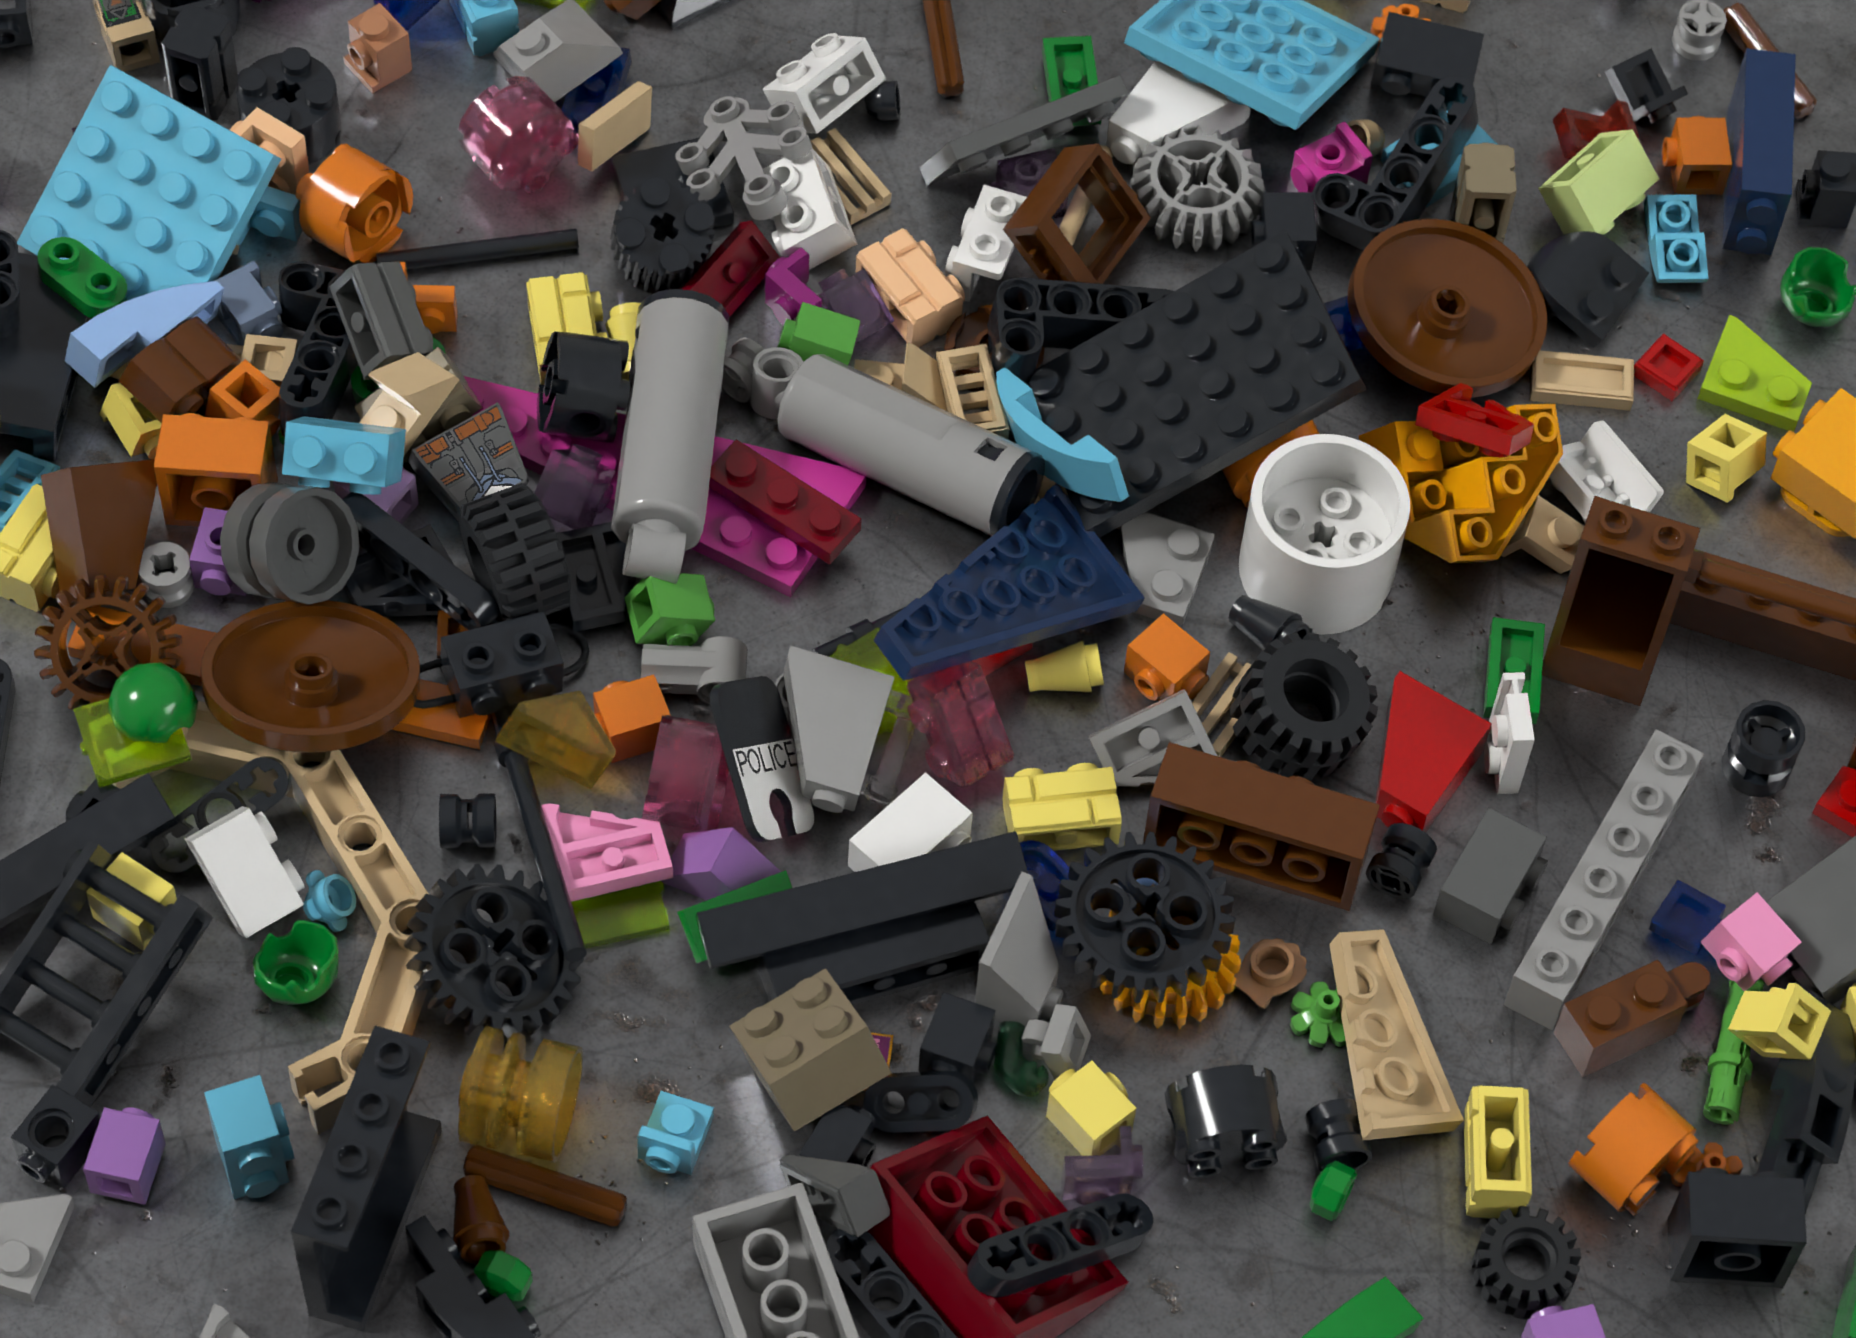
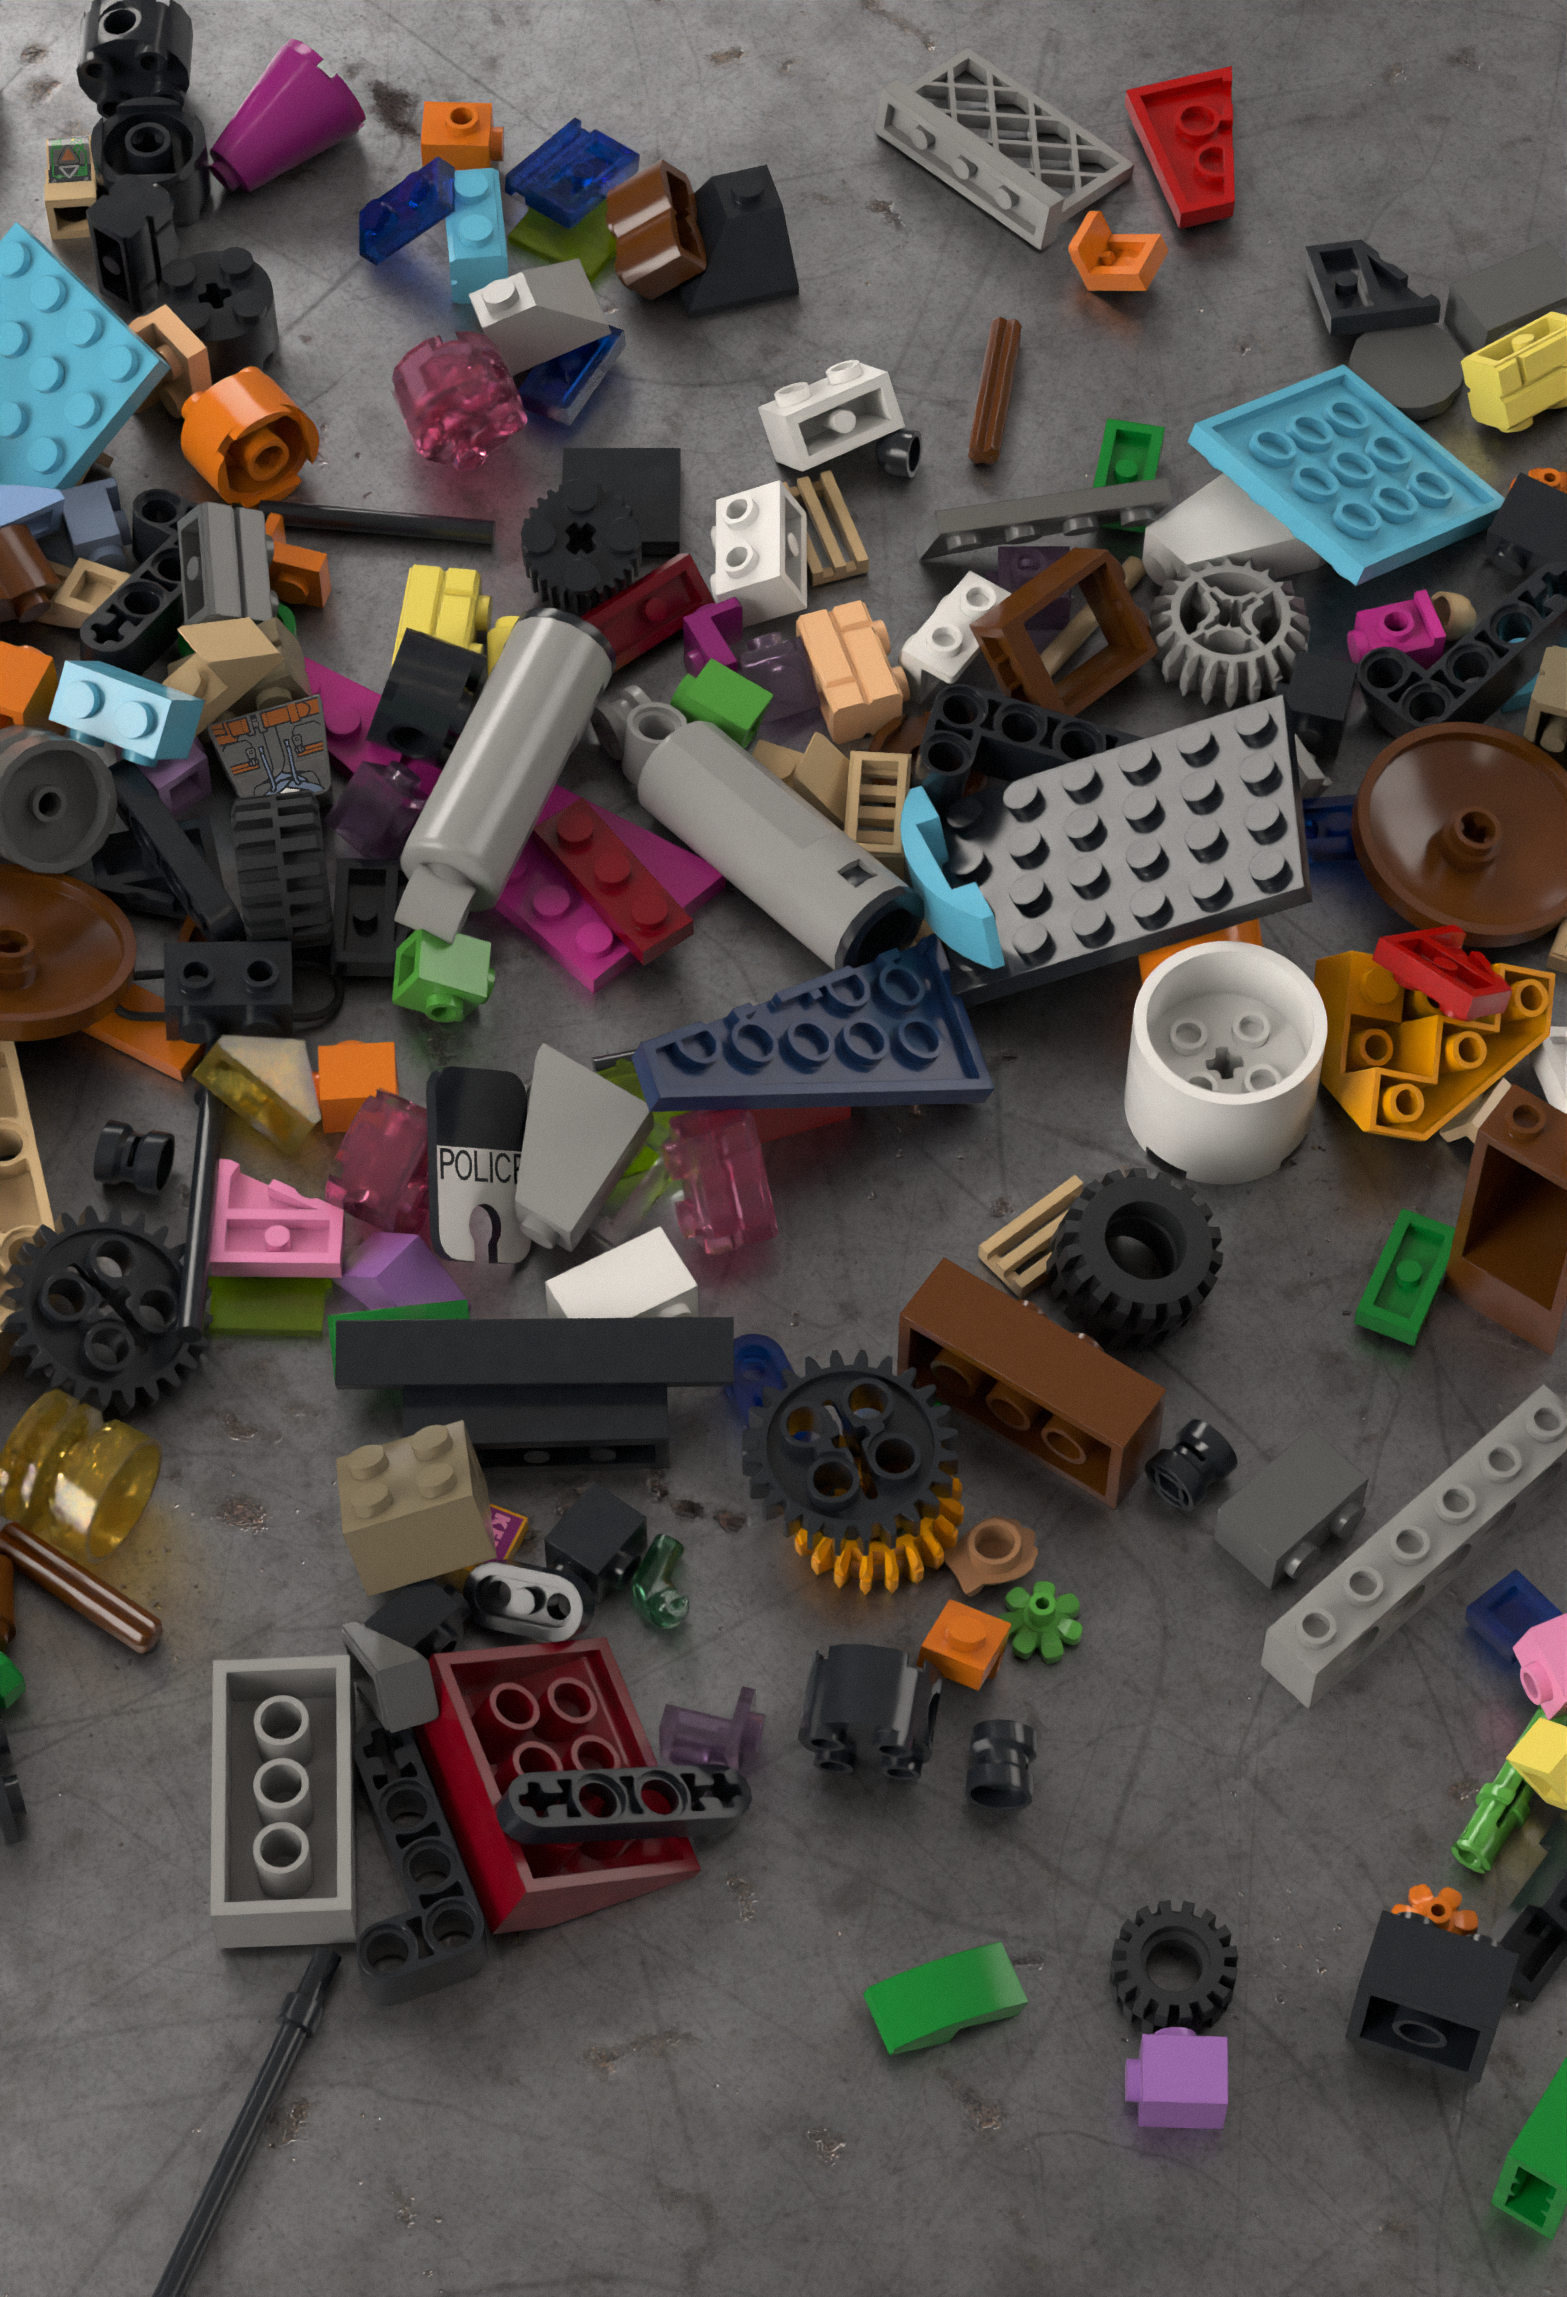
camera: 20 degrees right, 0 degrees up
(245, 394) = (48, 624): orange brick -> none
(276, 215) = (156, 428): medium azure bracket -> none
(377, 48) = (341, 270): nougat brick -> none
(614, 126) = (574, 413): tan tile -> none
(674, 1134) = (242, 1567): medium azure bracket -> none
(695, 667) = (434, 1042): light grey piece -> none
(730, 121) = (709, 438): light grey plant -> none
(1020, 962) = (689, 1470): light grey slope -> none
(1061, 1041) = (716, 1574): light grey tile -> none
(1063, 807) = (813, 1305): light yellow brick -> none
(1067, 669) = (878, 1150): light yellow cone -> none
(1089, 1108) = (721, 1656): light yellow brick -> none
(1139, 741) = (968, 1238): light grey wing -> none
(1165, 563) = (1038, 1057): light grey wing -> none
(1166, 661) = (995, 1170): orange brick -> none
(1264, 621) = (1128, 1147): black cone -> none
(1282, 1047) = (965, 1644): none -> orange bracket
(1332, 1190) = (973, 1826): green tile -> none
(1389, 1052) = (1096, 1682): tan wing -> none
(1424, 753) = (1262, 1349): red slope -> none
(1497, 1151) = (1178, 1829): light yellow brick -> none
(1511, 735) = (1363, 1348): white plate -> none
(1629, 1013) = (1401, 1710): reddish brown brick -> none
(1634, 1149) = (1343, 1870): orange brick -> none

